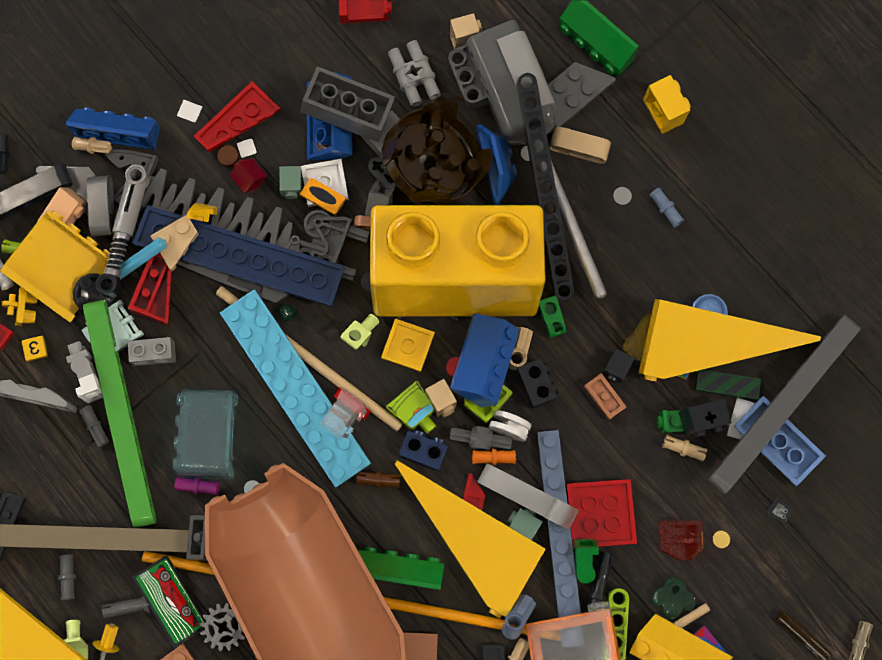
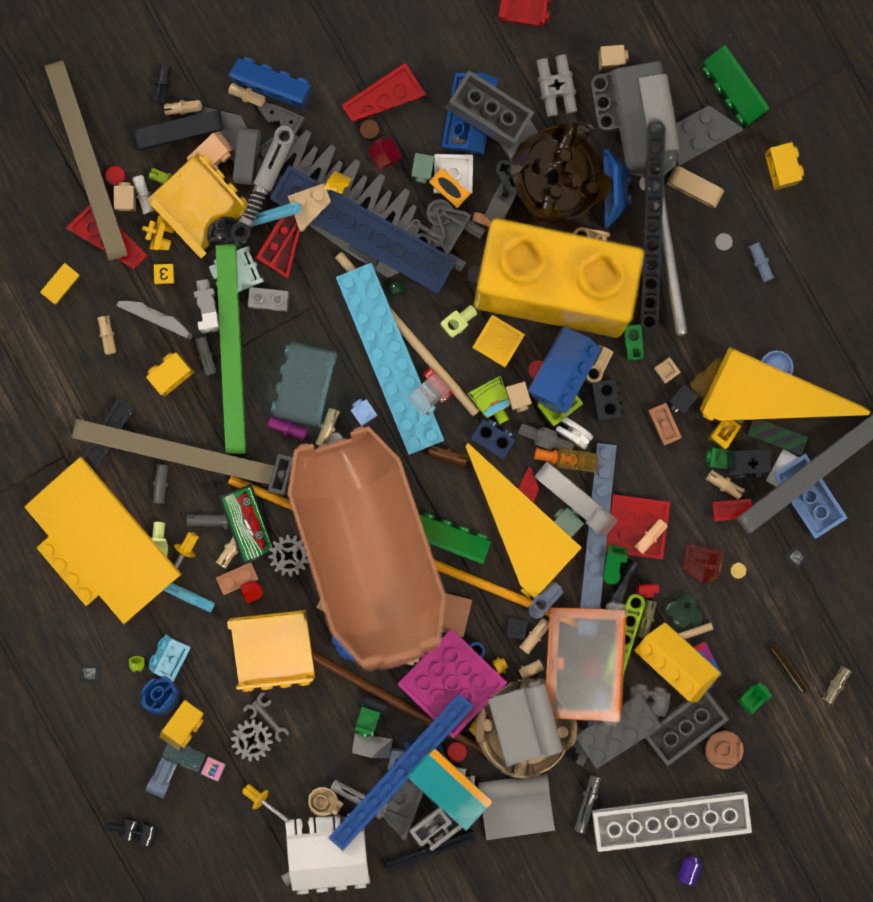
camera: 15 degrees right, 10 degrees up
(26, 171) = (183, 107): none -> tan axle
(55, 452) = (169, 374): none -> yellow brick
(155, 639) = (228, 553): none -> tan pin
(189, 111) = (341, 78): white sticker -> none
(241, 475) = (328, 426): none -> tan pin
(246, 148) = (387, 124): white sticker -> none
(276, 450) = (363, 411): none -> light blue brick
(520, 454) = (577, 460): none -> clear yellow slope
(594, 339) = (667, 370): none -> tan tile
(618, 520) = (651, 536): none -> light nougat axle
(628, 581) = (647, 590): none -> red plate
(634, 614) = (646, 618): none -> olive axle
(671, 393) = (724, 433): none -> yellow slope
(697, 473) = (730, 509): none -> red plate

